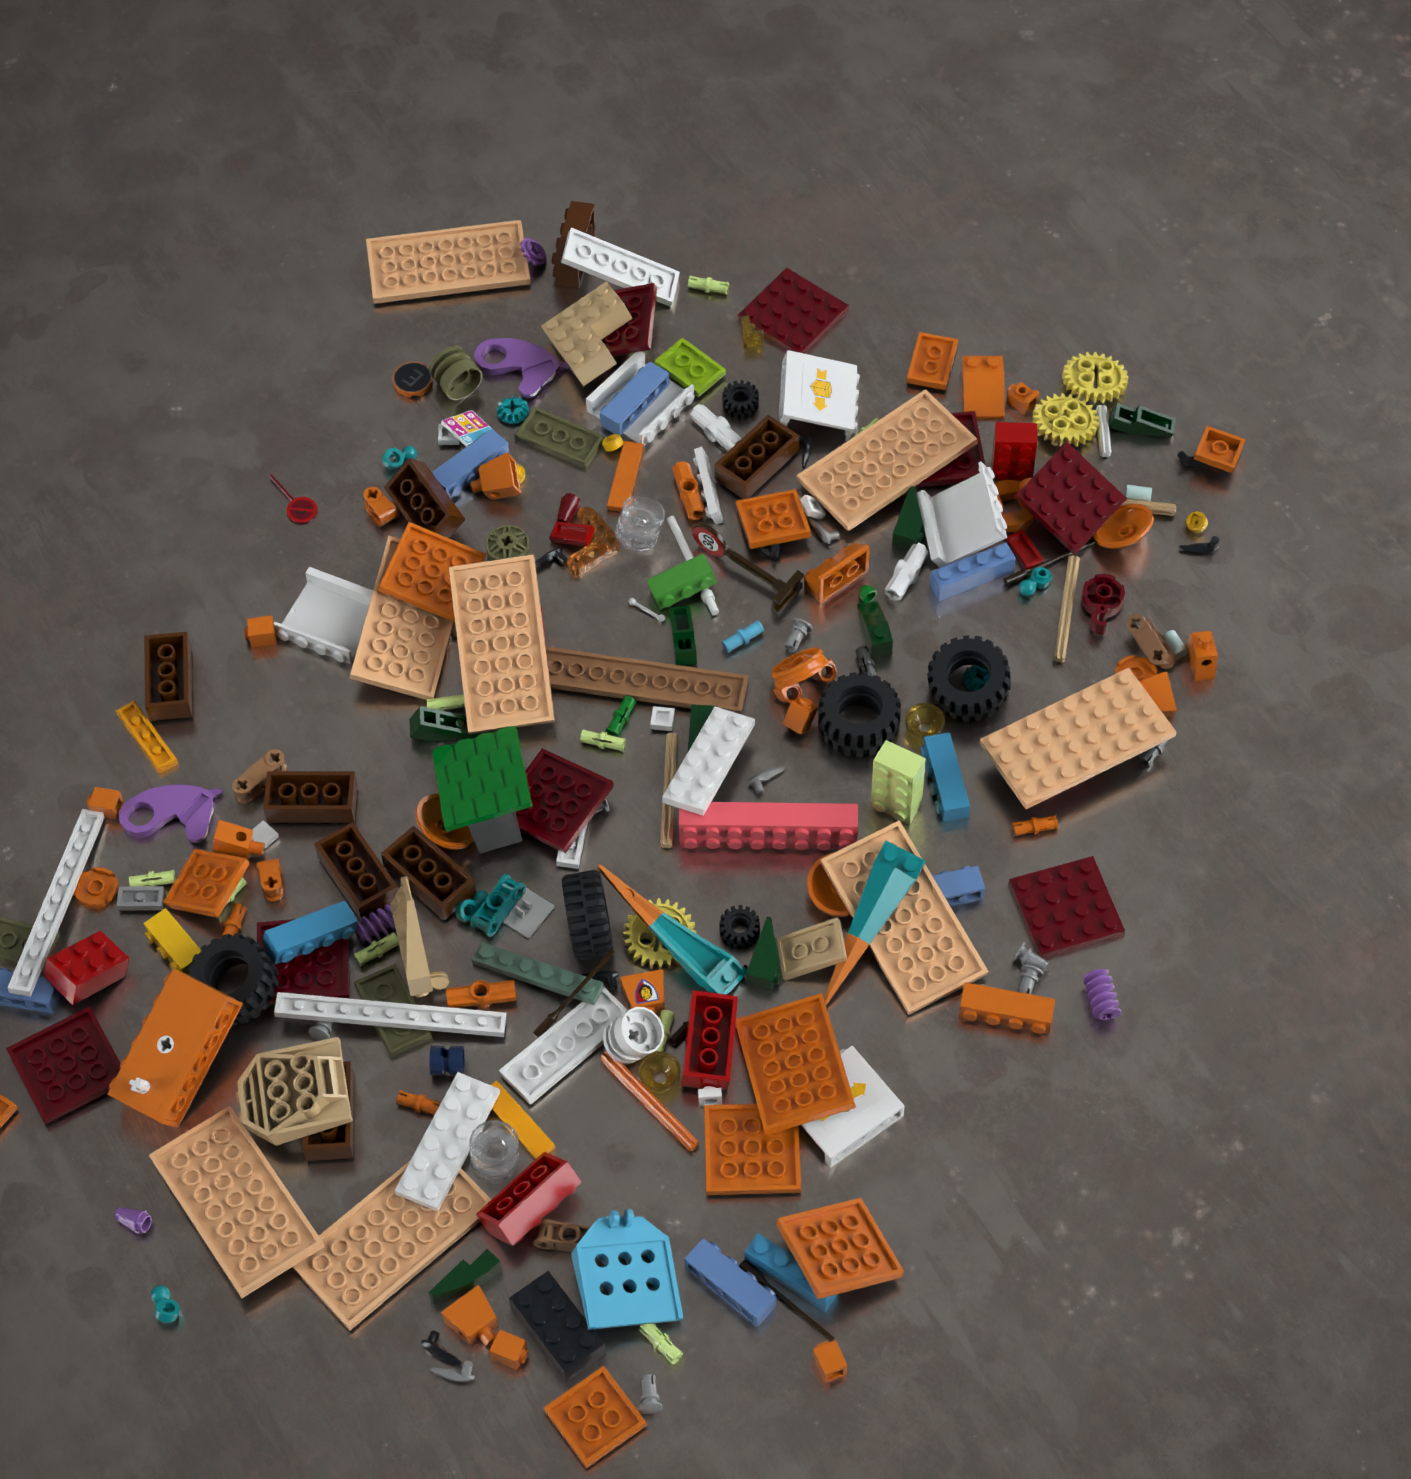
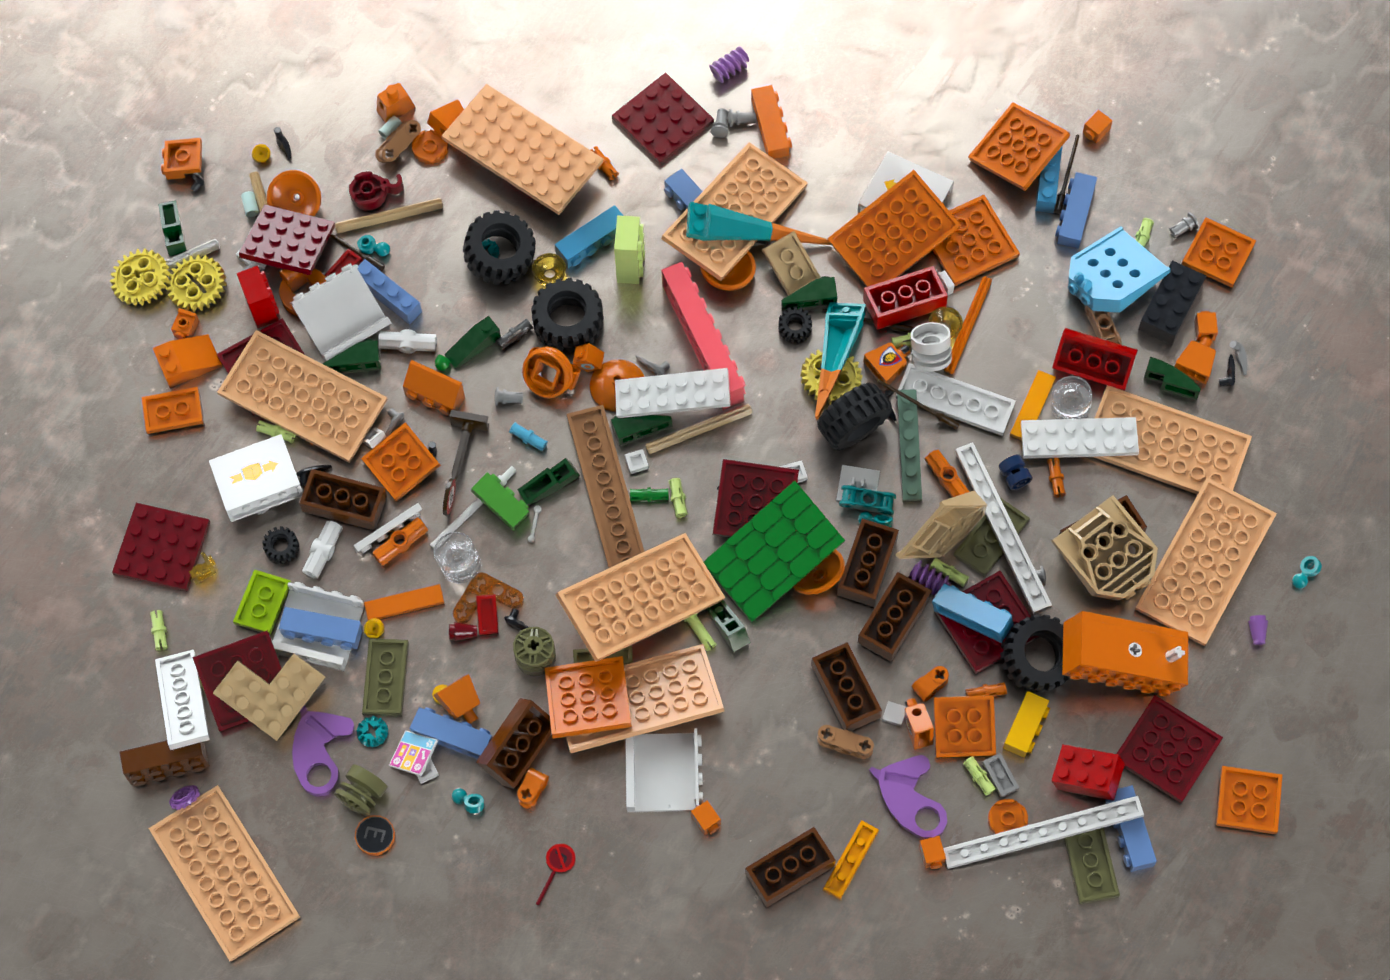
camera: 115 degrees left, 10 degrees up
(769, 746) = (603, 384): none -> orange dish

